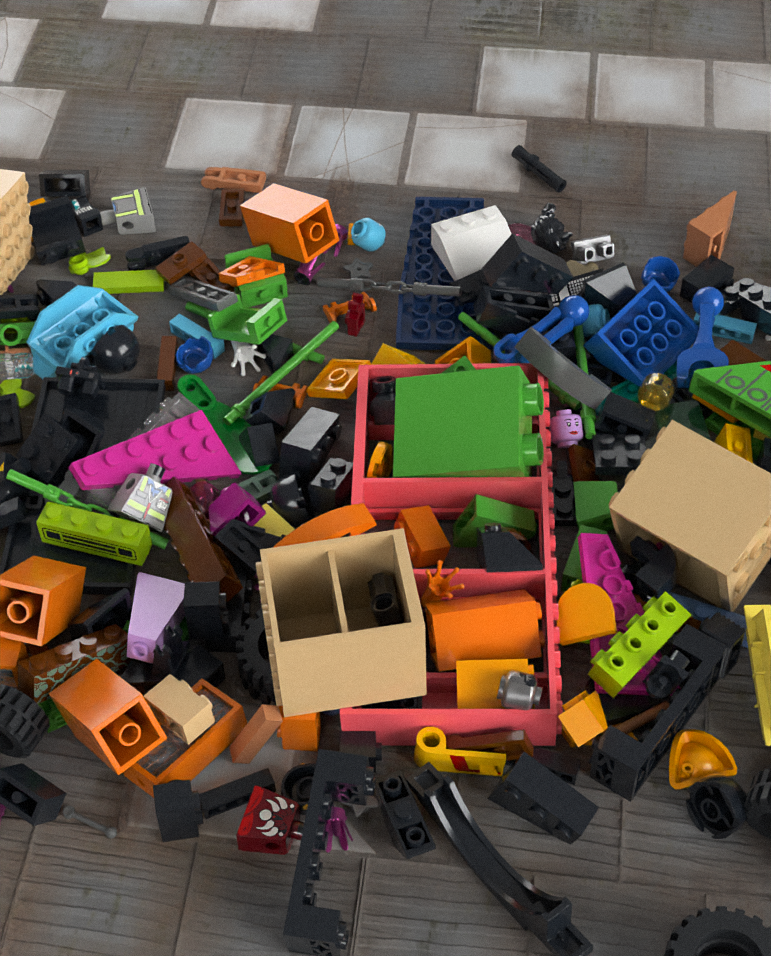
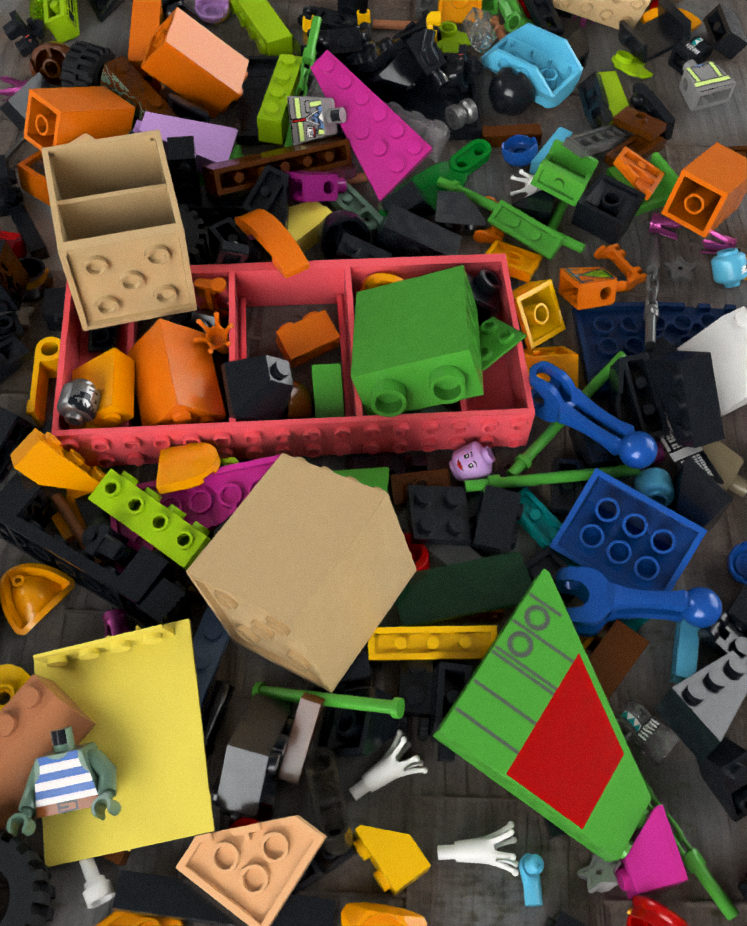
camera: 80 degrees right, 10 degrees up
(67, 392) = (427, 54): none -> black torso
(137, 291) = (594, 100): none -> black hinge
(148, 386) = (462, 113): none -> flat silver wheel
(299, 296) = (607, 208): none -> black slope
(307, 361) = (526, 230): none -> bright green tile
(355, 315) = (605, 259): dark red plate -> none
(381, 325) = (589, 286): none -> orange torso
(511, 743) = (44, 403): reddish brown plate -> none
(561, 370) = (519, 429): dark grey slope -> none
(656, 391) = (533, 546): clear yellow head -> none
(724, 693) = (115, 622): none -> flat silver piece

